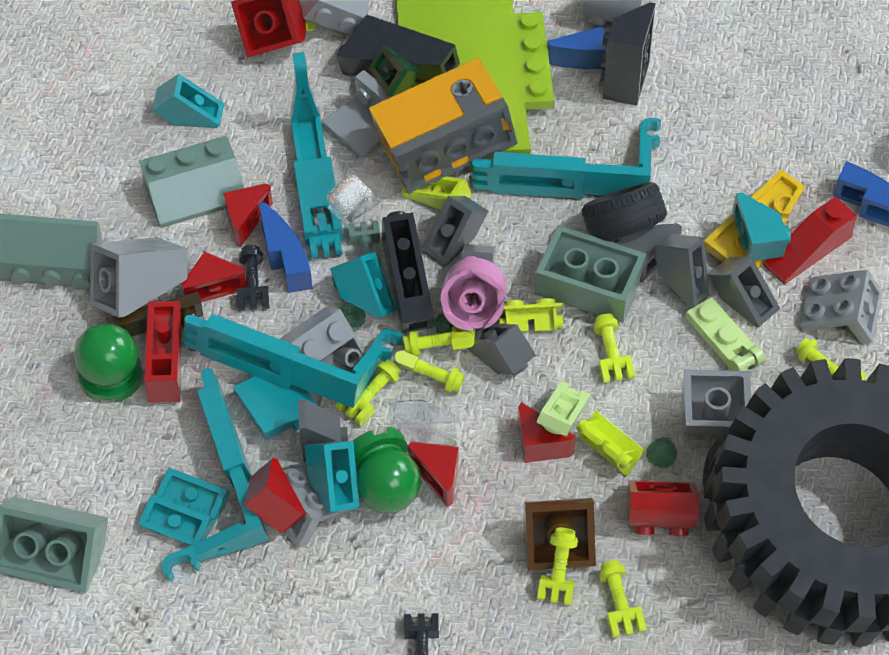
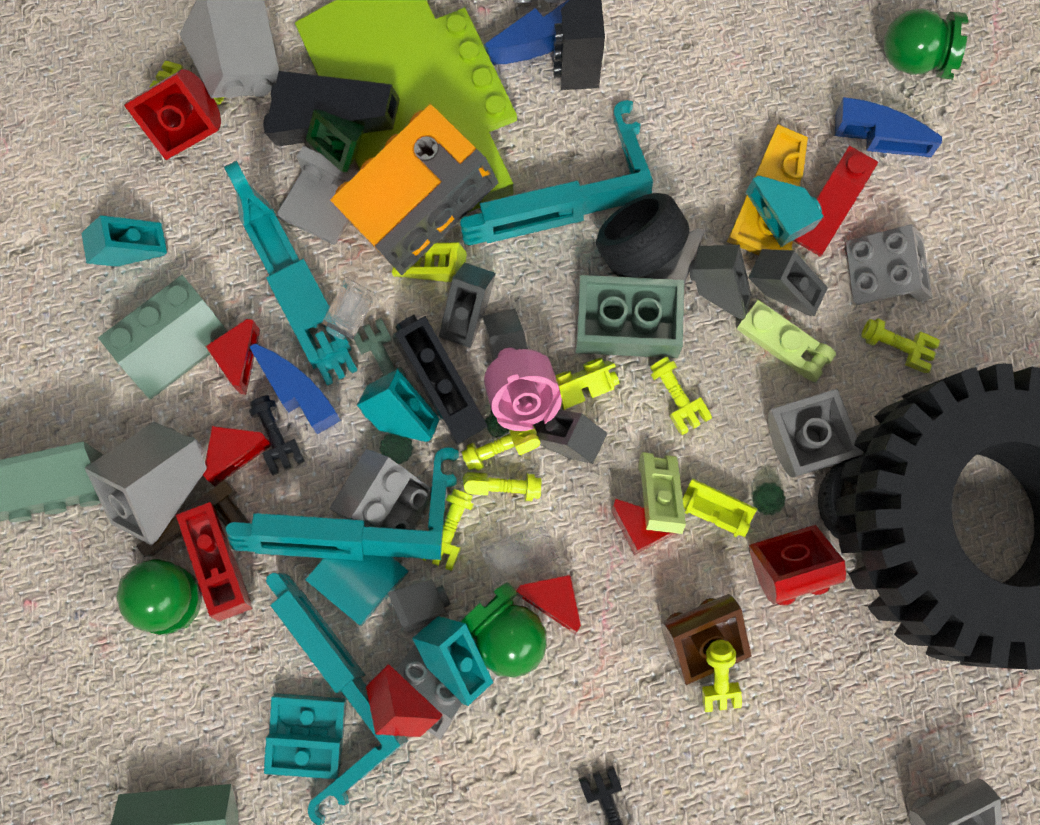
camera: 20 degrees left, 20 degrees up
(613, 573) = (772, 659): neon yellow hinge -> none

